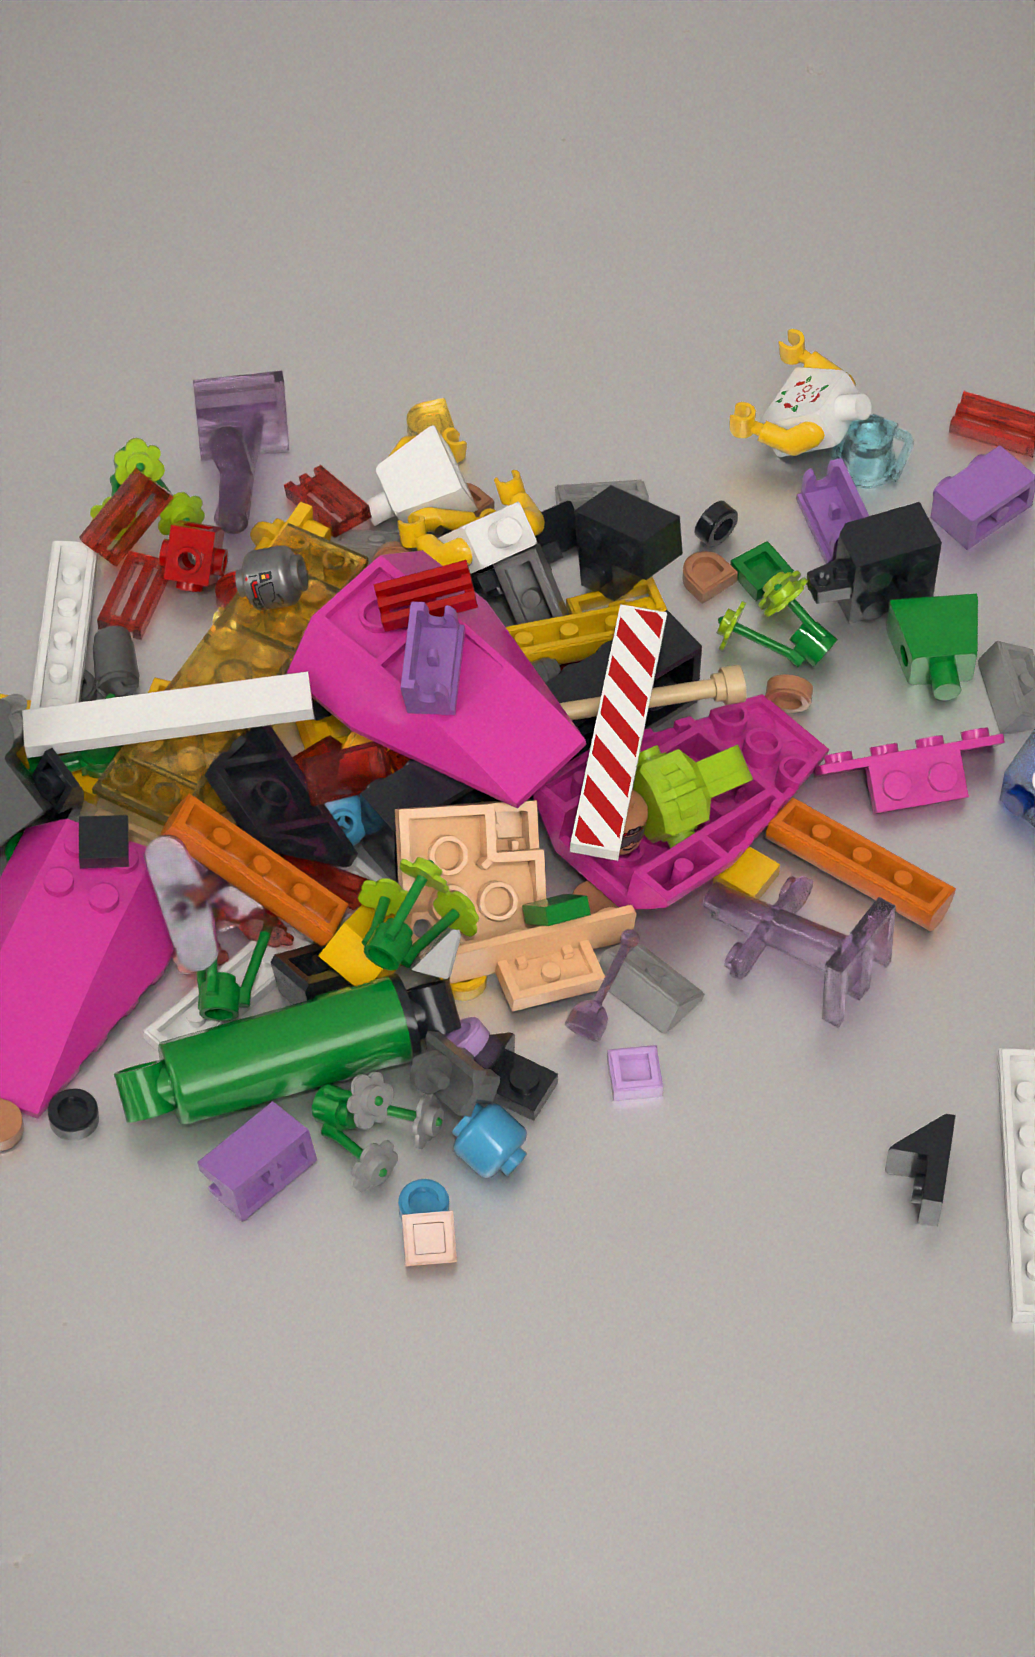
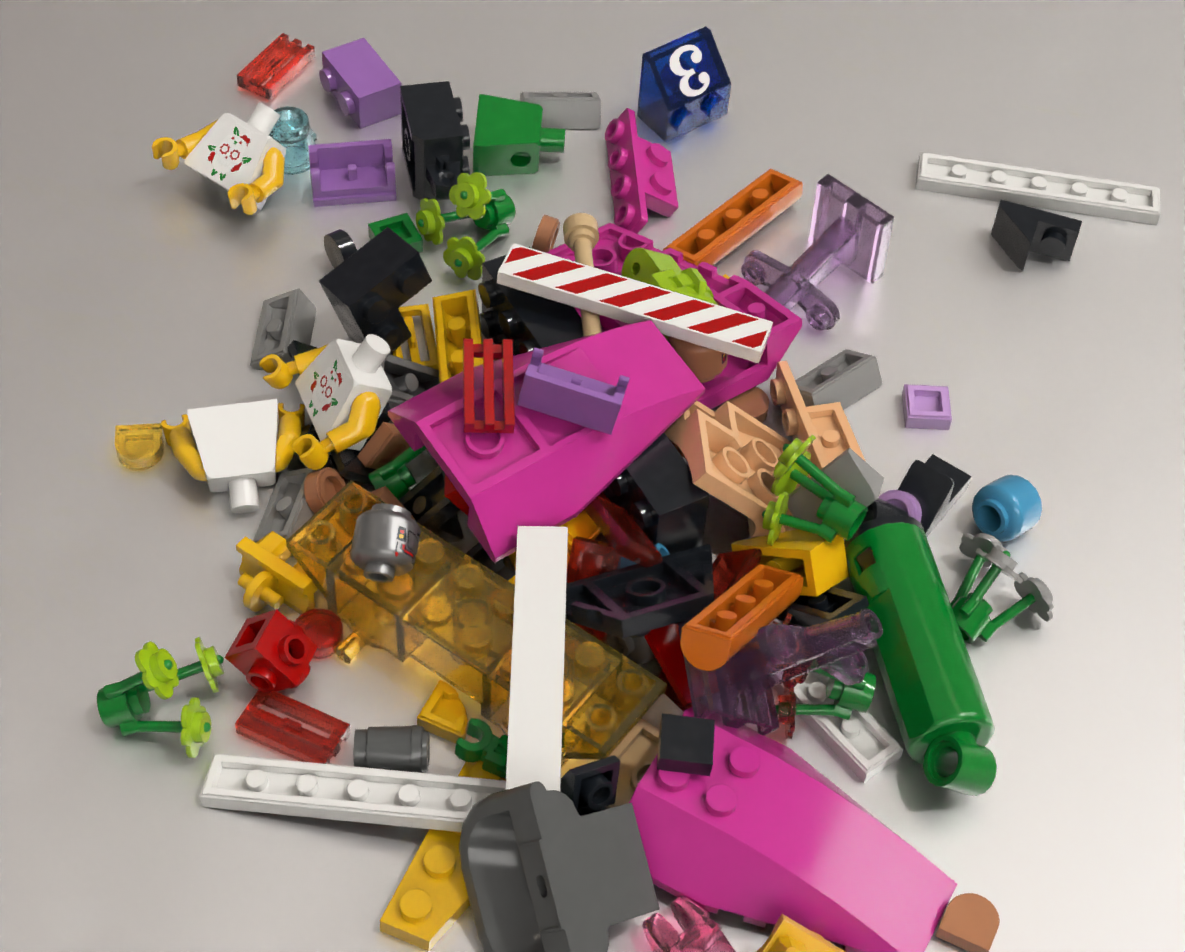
camera: 85 degrees left, 5 degrees down
(73, 1114) = (957, 850): black tile -> none
(119, 514) = (210, 704): clear red tile -> none
(235, 424) = (114, 585): clear purple piece -> none
(258, 1160) = (1028, 687): medium lavender hinge -> none
(335, 498) = (221, 531): clear red tile -> none
(423, 1197) = (1063, 573): dark azure tile -> none
(429, 1238) = (1104, 569): tile -> none
(452, 1075) = (961, 509): dark grey hips -> none
(556, 909) = (782, 410): green tile -> none
(590, 1017) = (874, 422): clear purple hinge -> none

